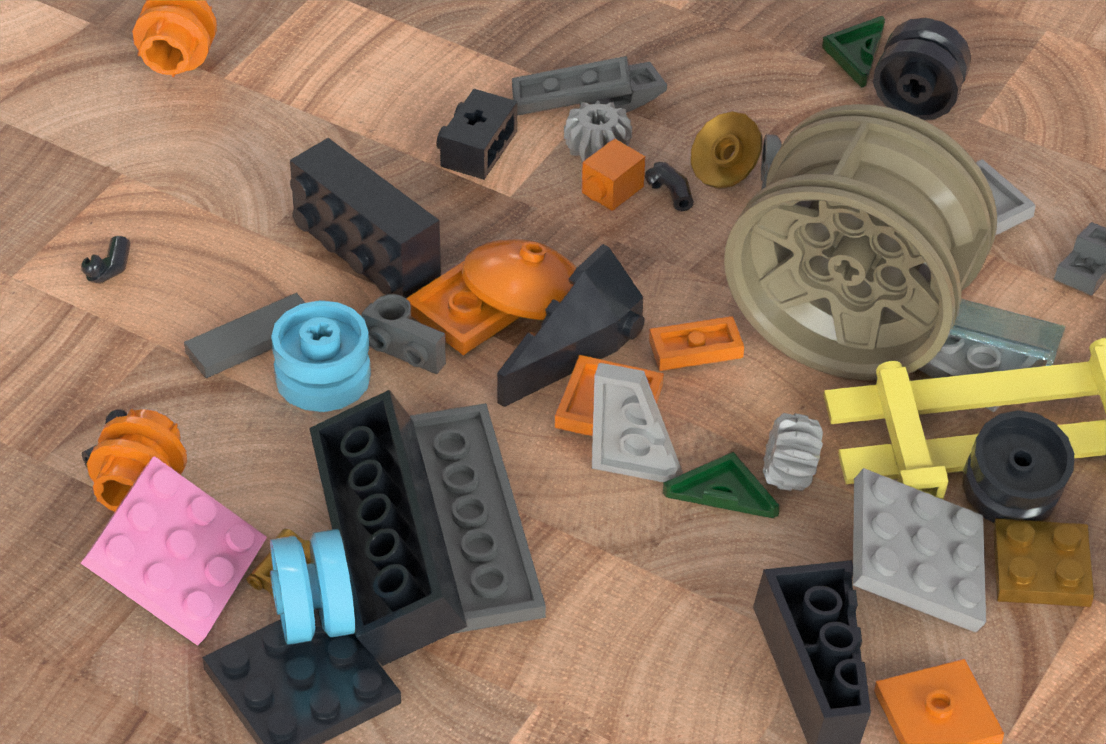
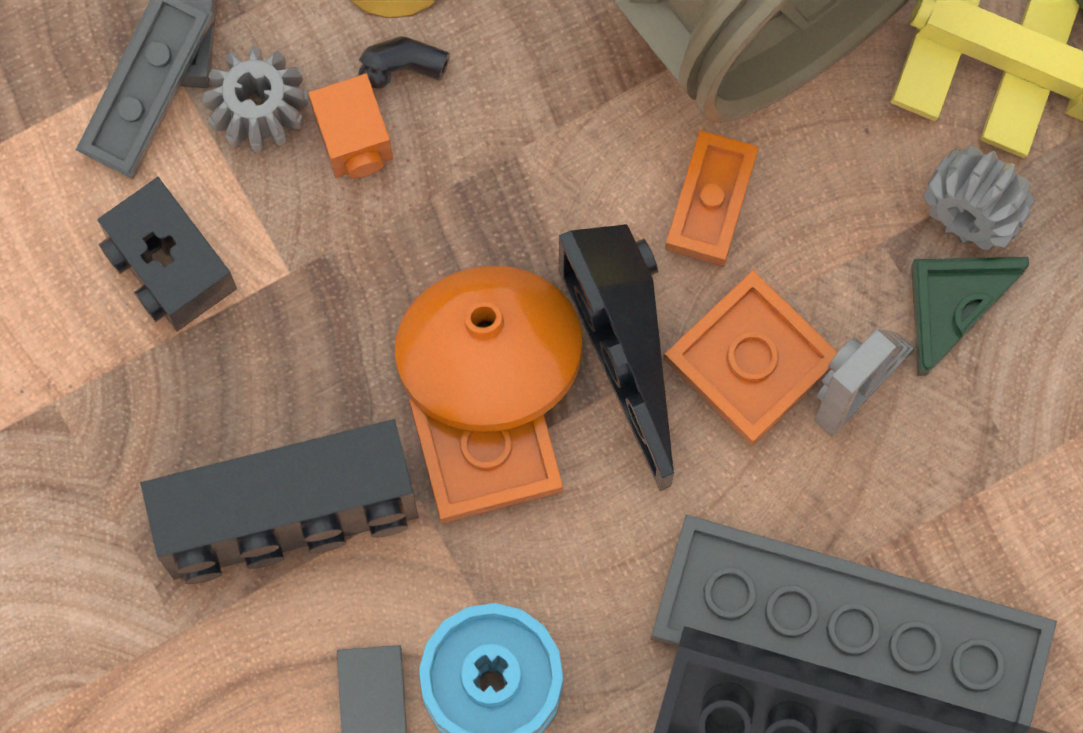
camera: 60 degrees left, 30 degrees up
(399, 336) = (529, 545): dark grey plate -> none

